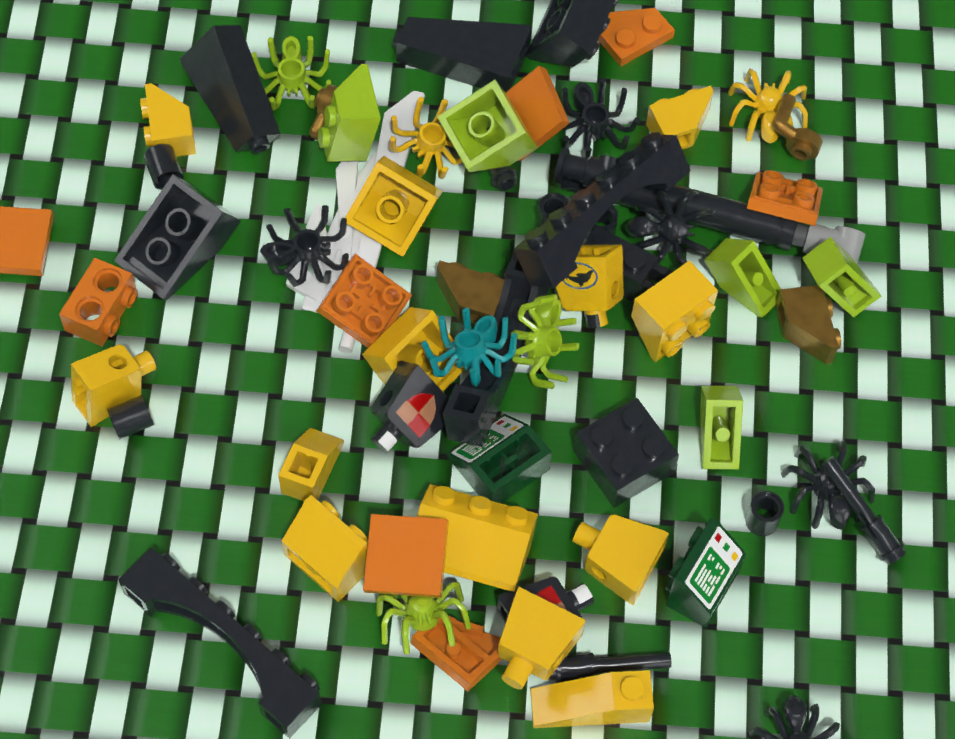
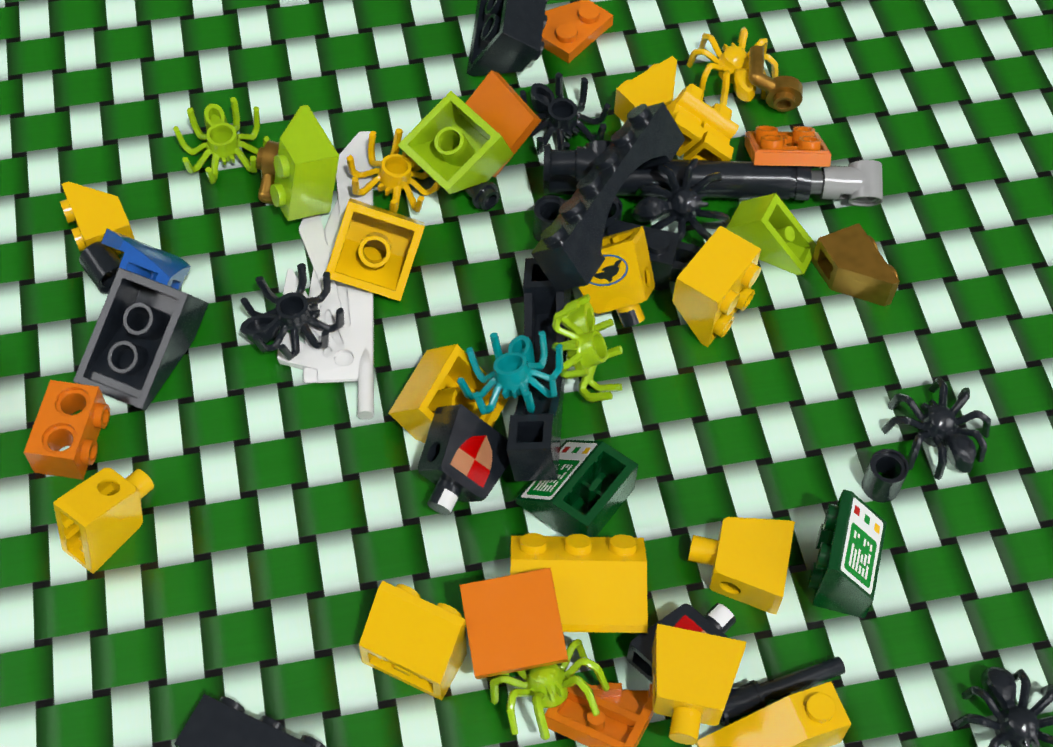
camera: 15 degrees left, 5 degrees down
(130, 417) = (138, 549): black beam -> none
(199, 172) = (148, 260): none -> blue slope
(232, 88) = (160, 166): black slope -> none
(309, 464) = (364, 551): yellow slope -> none
(363, 301) = (372, 357): orange tile -> none
(464, 49) = (399, 78): black slope -> none
(469, 290) = (481, 314): pearl gold slope -> none
(625, 452) = (713, 447): black brick -> none
(711, 161) = (704, 127): none -> yellow hips
(720, 426) = (804, 395): lime slope -> none
(841, 277) = (875, 210): lime slope -> none
(873, 526) = (1005, 458): black pin -> none

